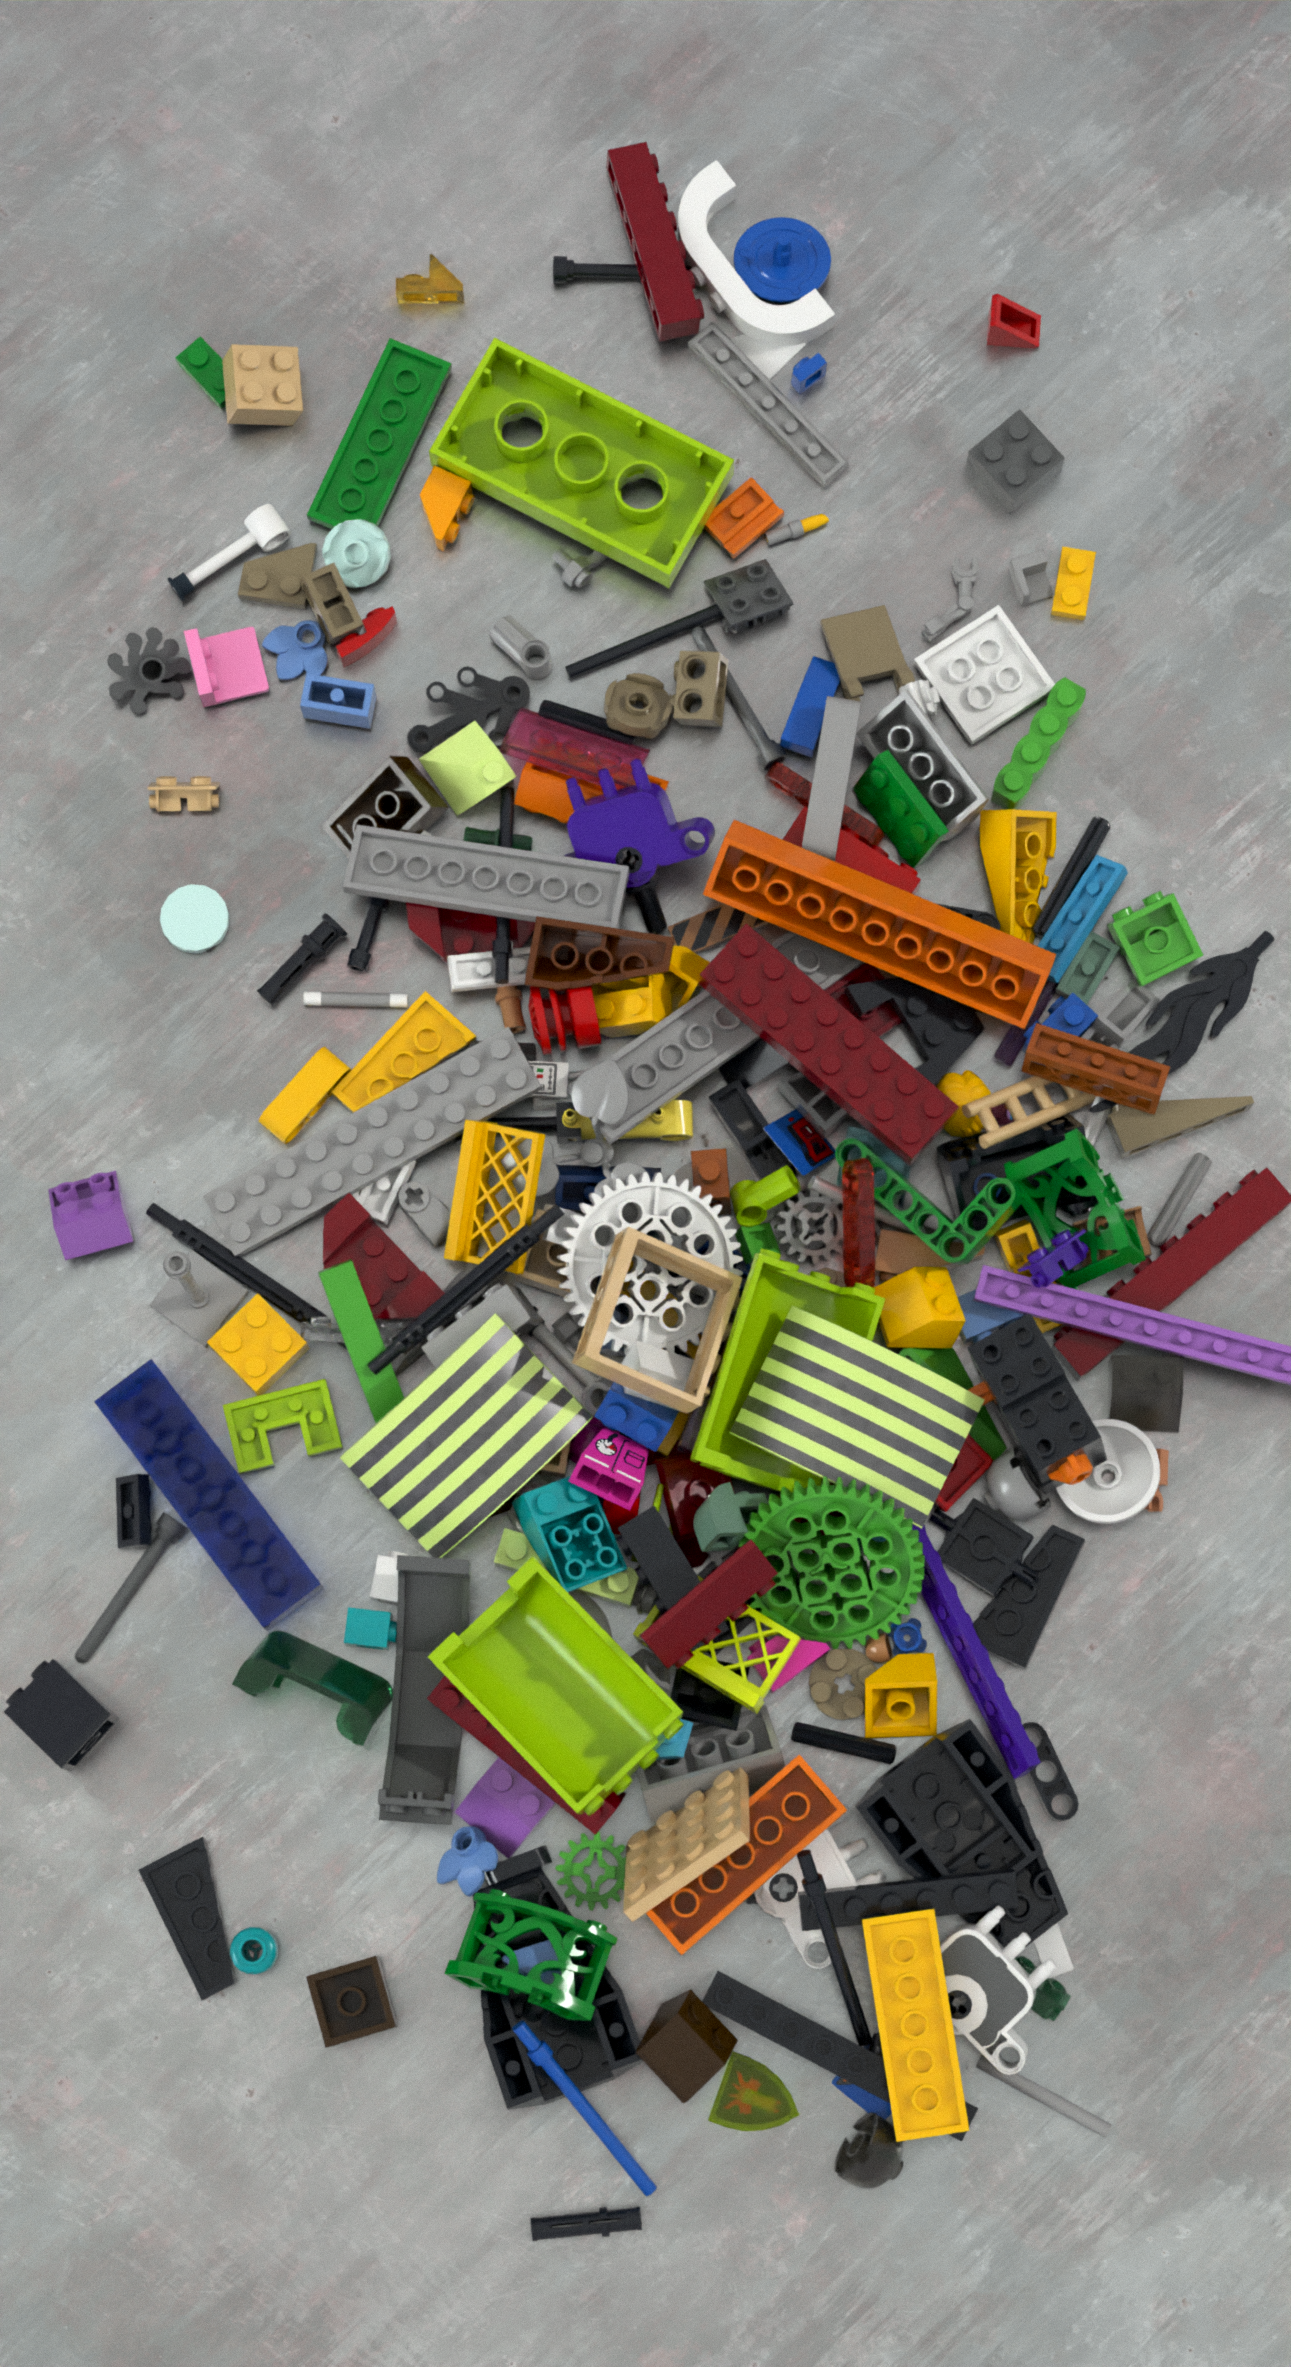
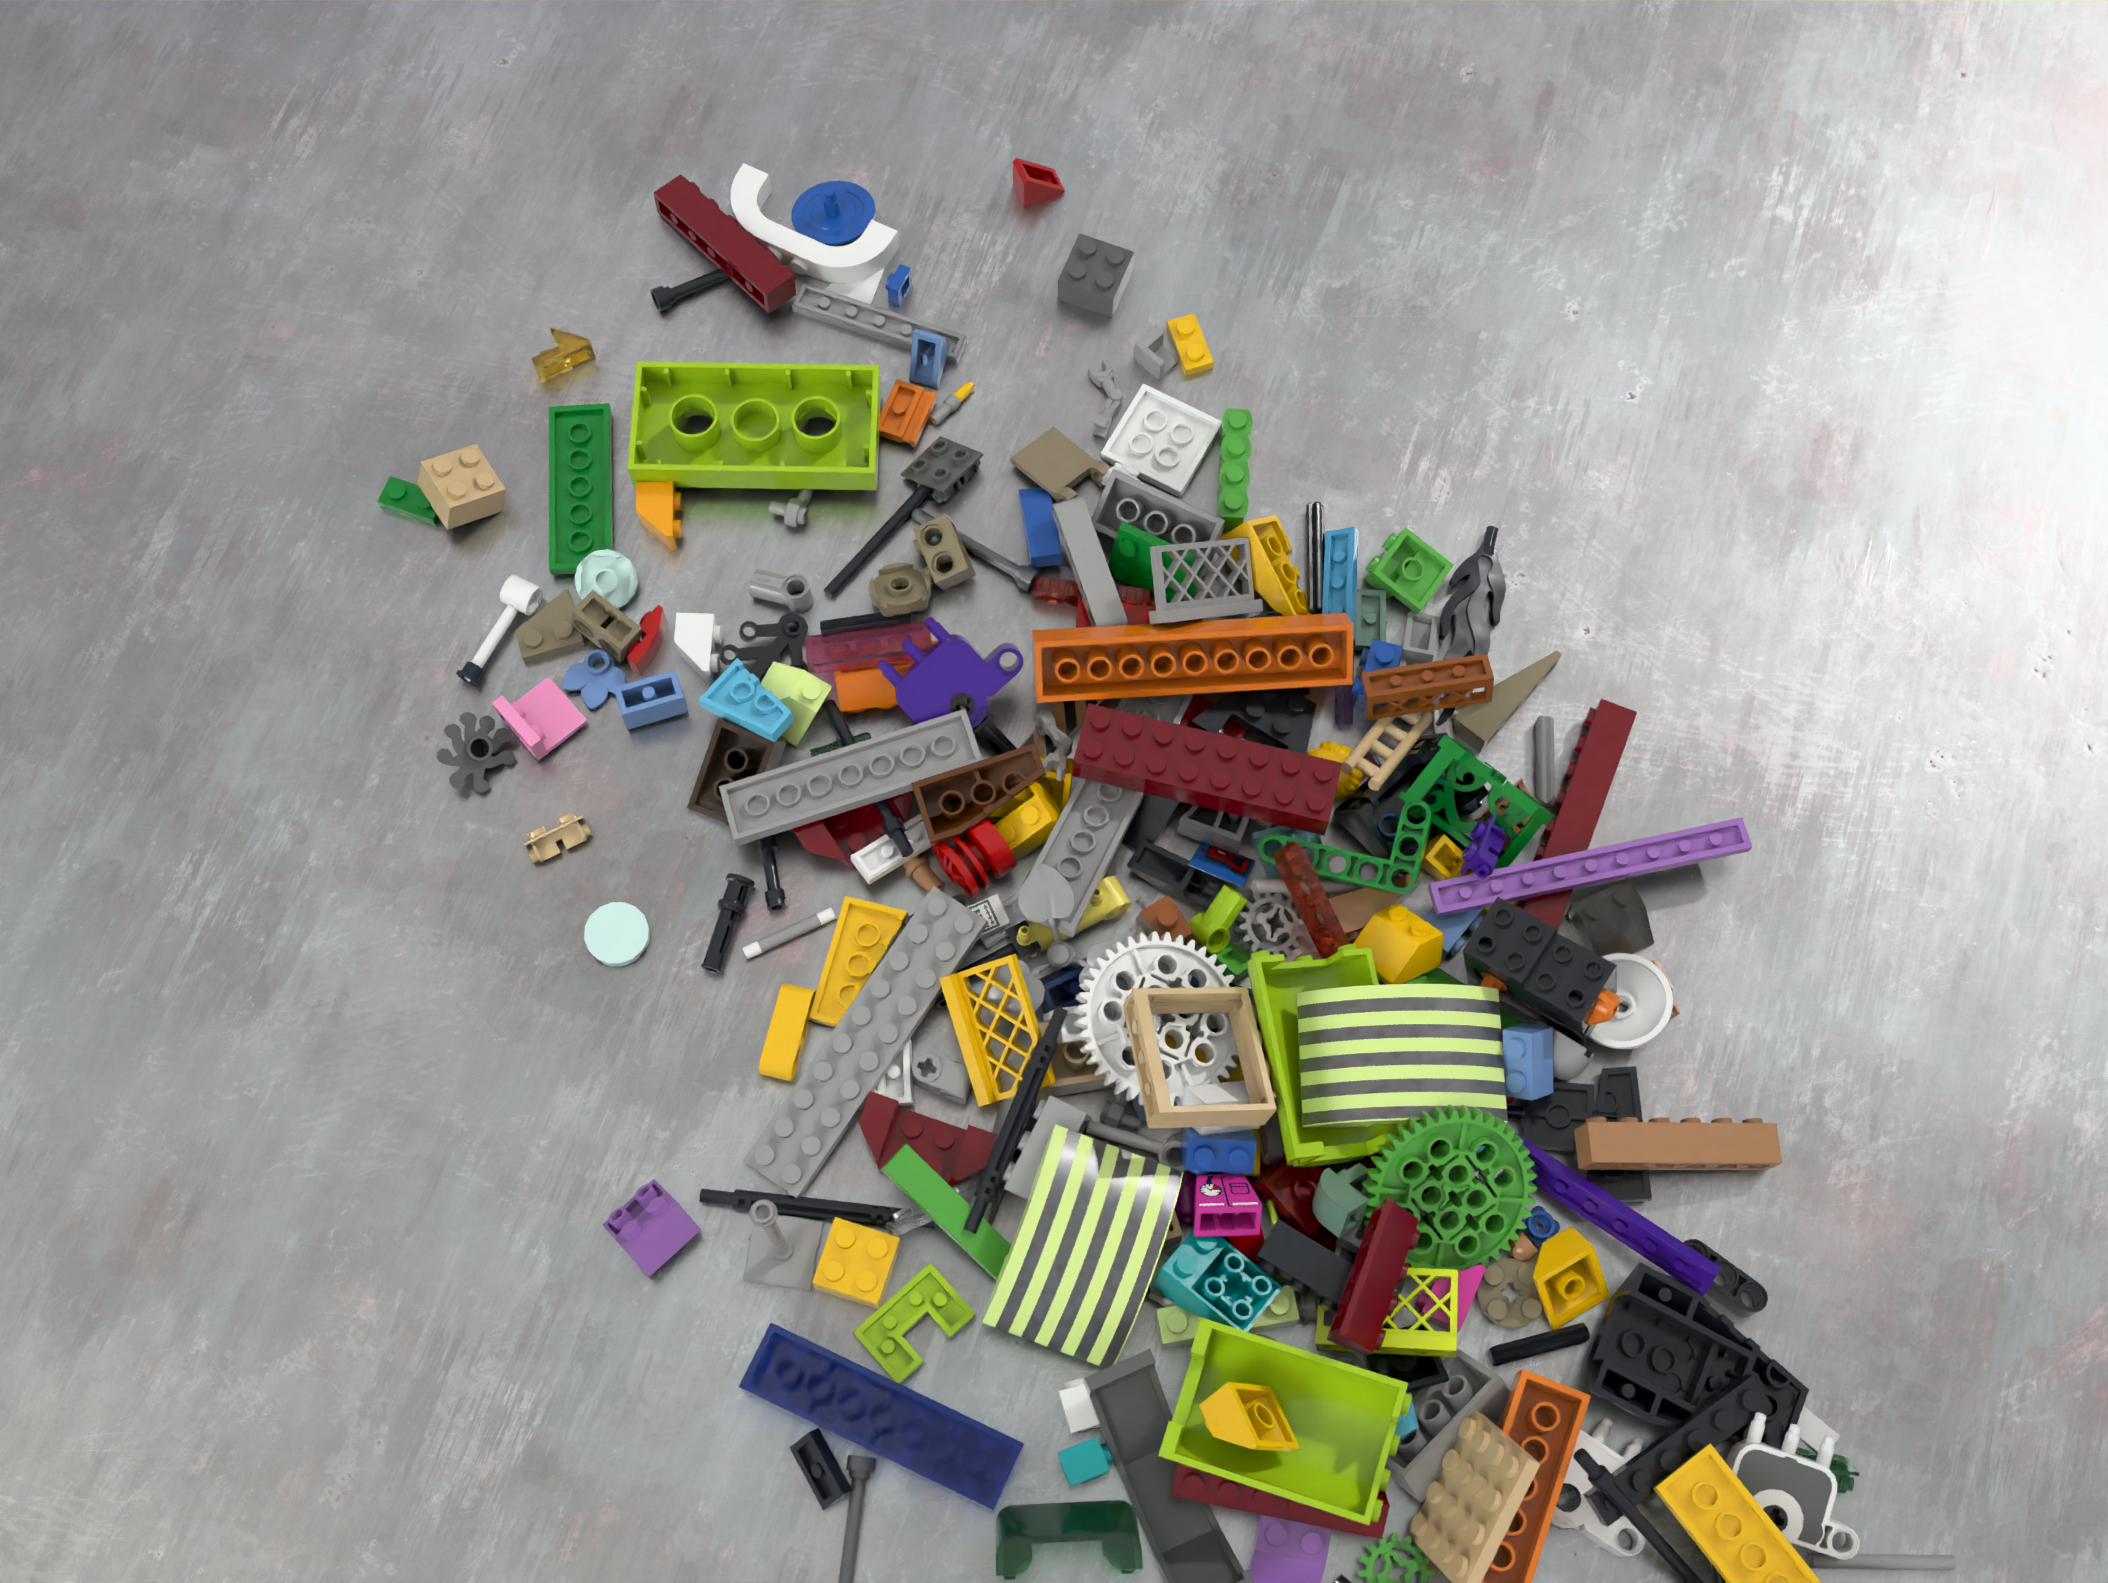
camera: 30 degrees left, 10 degrees down
(413, 661) = (696, 642): none -> white slope
(425, 752) = (746, 703): none -> medium azure wing
(529, 1667) = (1248, 1417): none -> yellow slope
(692, 962) = (1056, 760): none -> light grey piece
(794, 470) = (928, 358): none -> medium blue slope
(916, 877) = (1199, 607): none -> light grey fence
(975, 1481) = (1528, 1061): none -> medium blue brick
(1076, 1632) = (1677, 1144): none -> medium nougat brick

